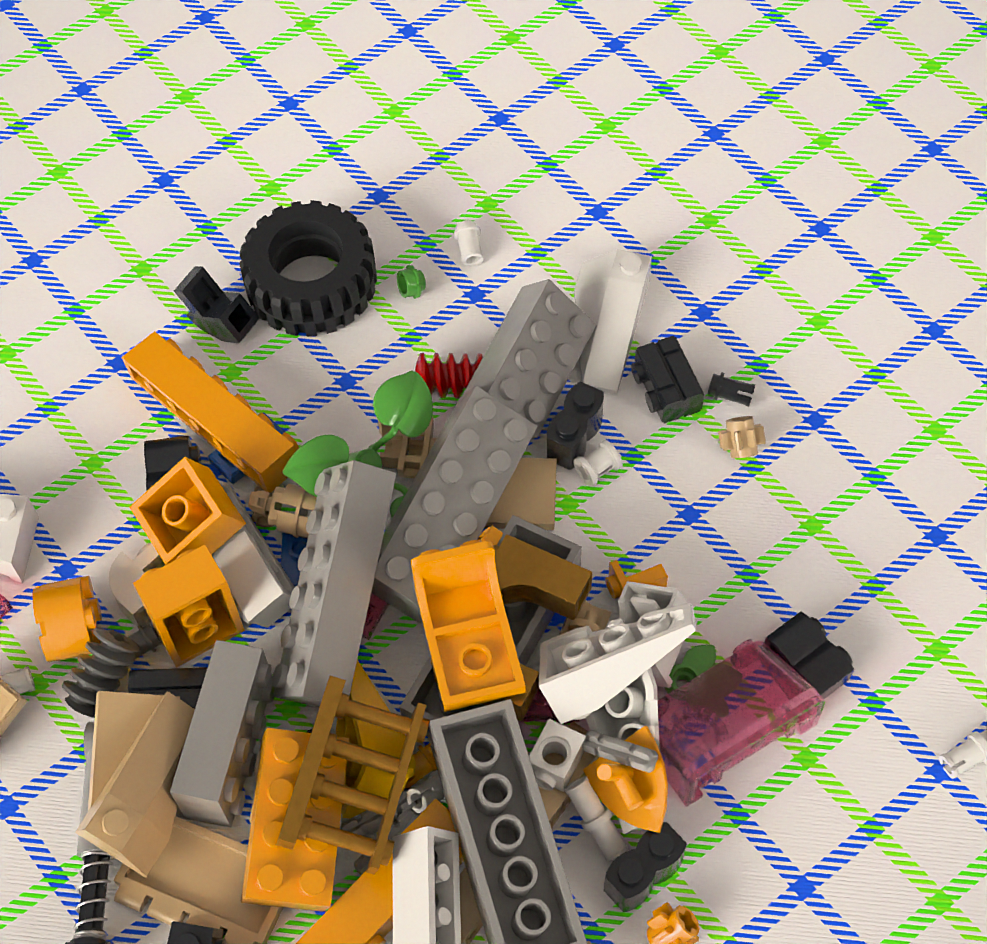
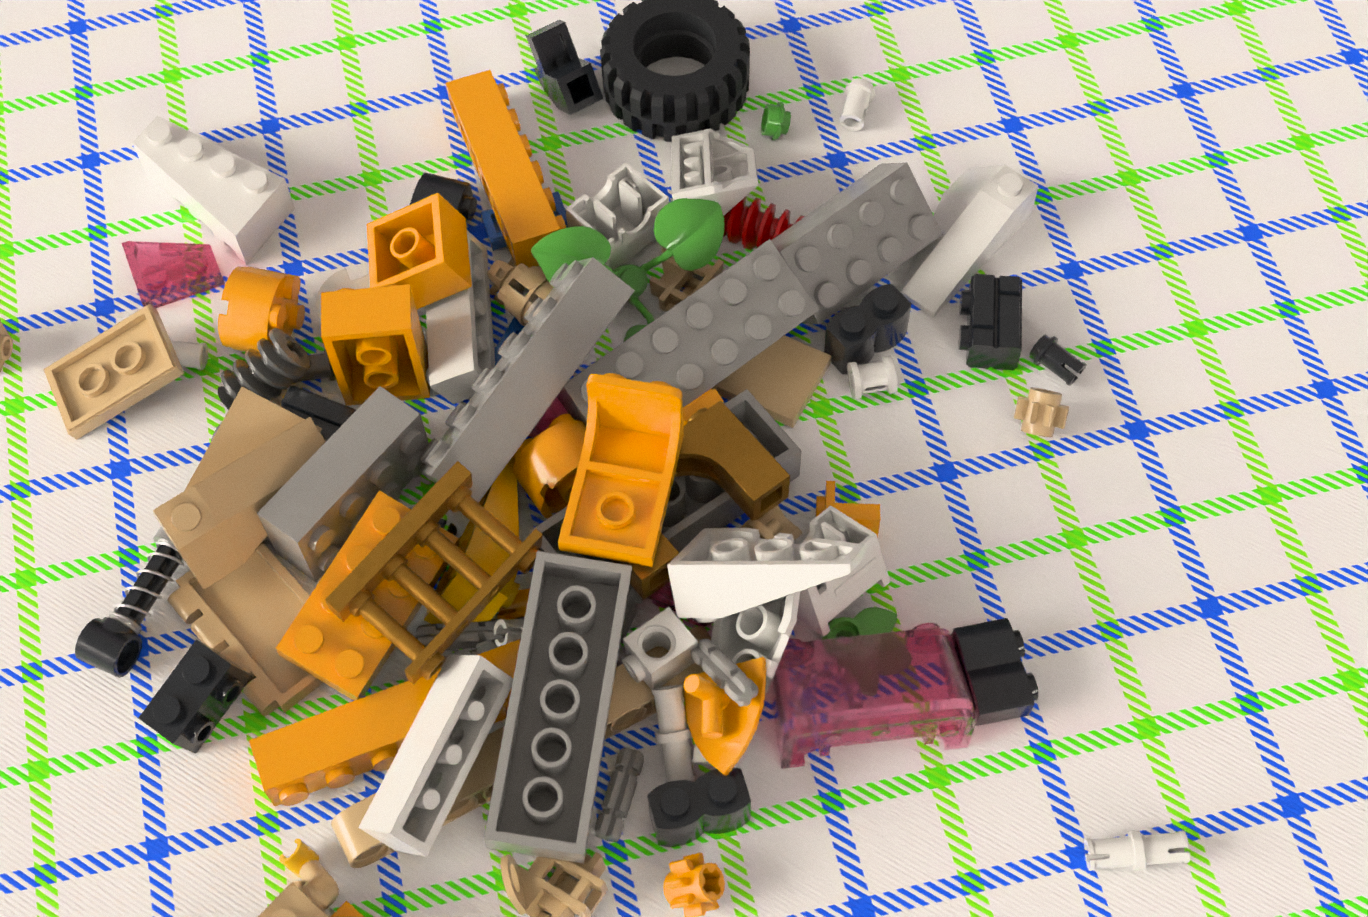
camera: 25 degrees right, 0 degrees up
(332, 406) = (621, 212): none -> white piece
(387, 344) = (712, 168): none -> white wedge
(394, 643) = (550, 463): none -> light orange brick
(571, 860) = (619, 794): none -> light grey axle

